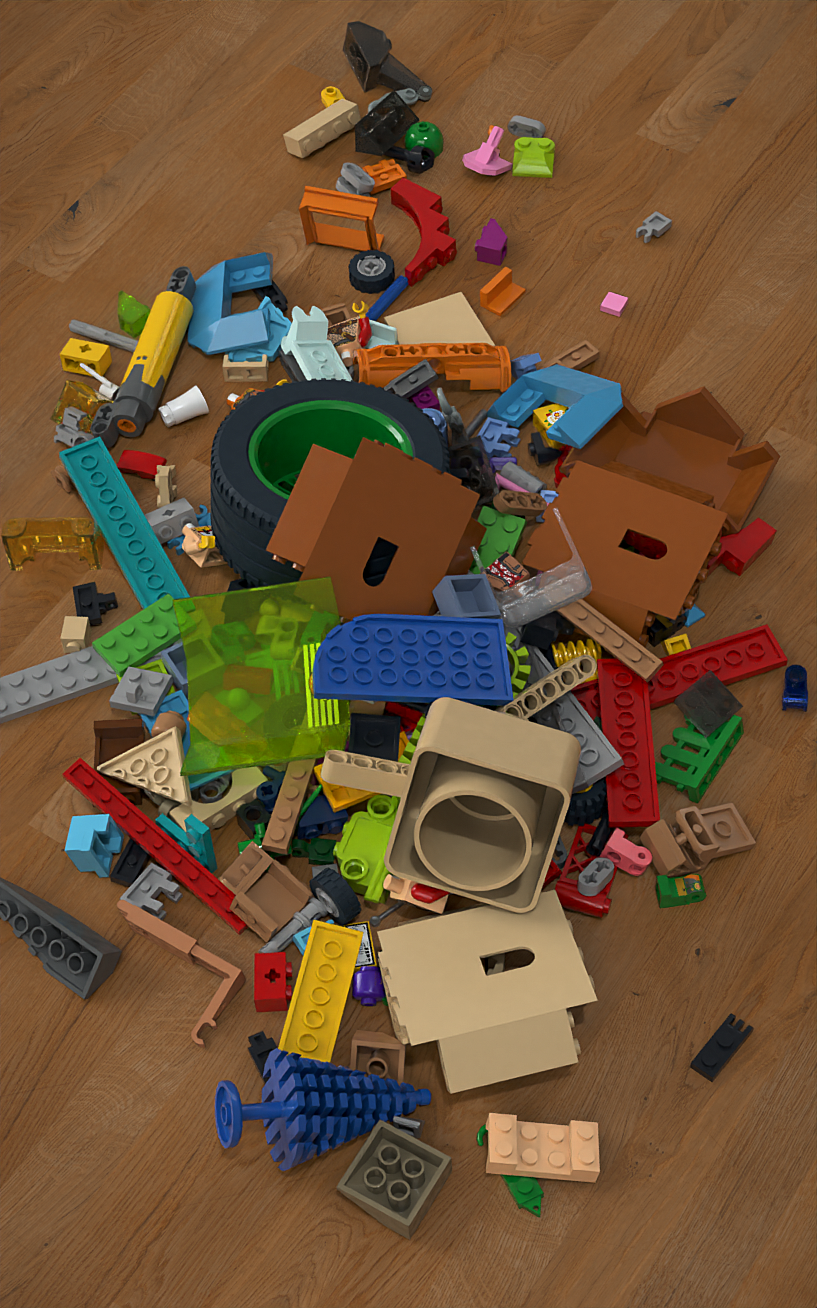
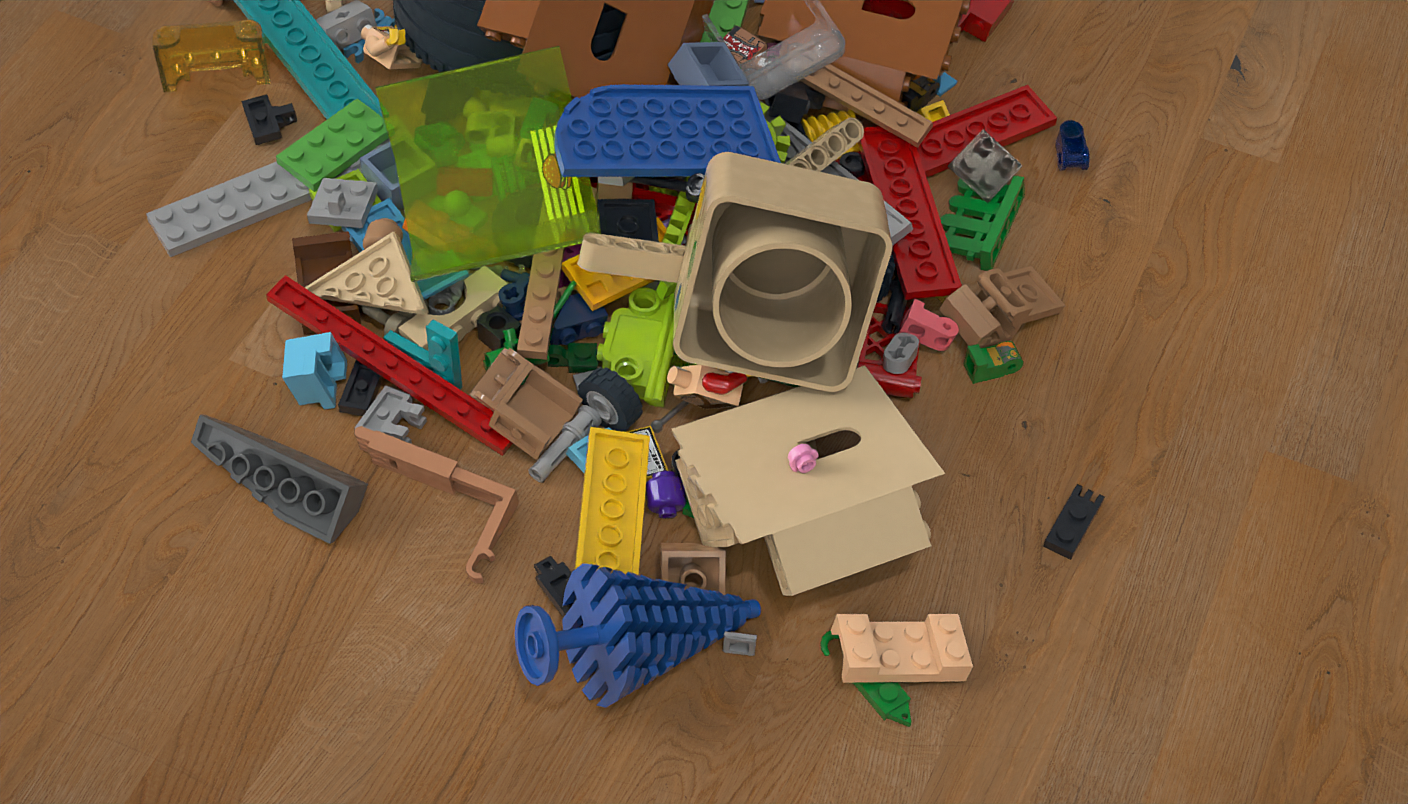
camera: 15 degrees left, 0 degrees up
(75, 634) = (253, 150): tan brick -> none
(269, 995) = (550, 501): red brick -> none
(396, 1178) = (740, 700): dark tan slope -> none
(478, 973) = (802, 458): none -> bright pink plate
(588, 691) = (853, 163): none -> black tile

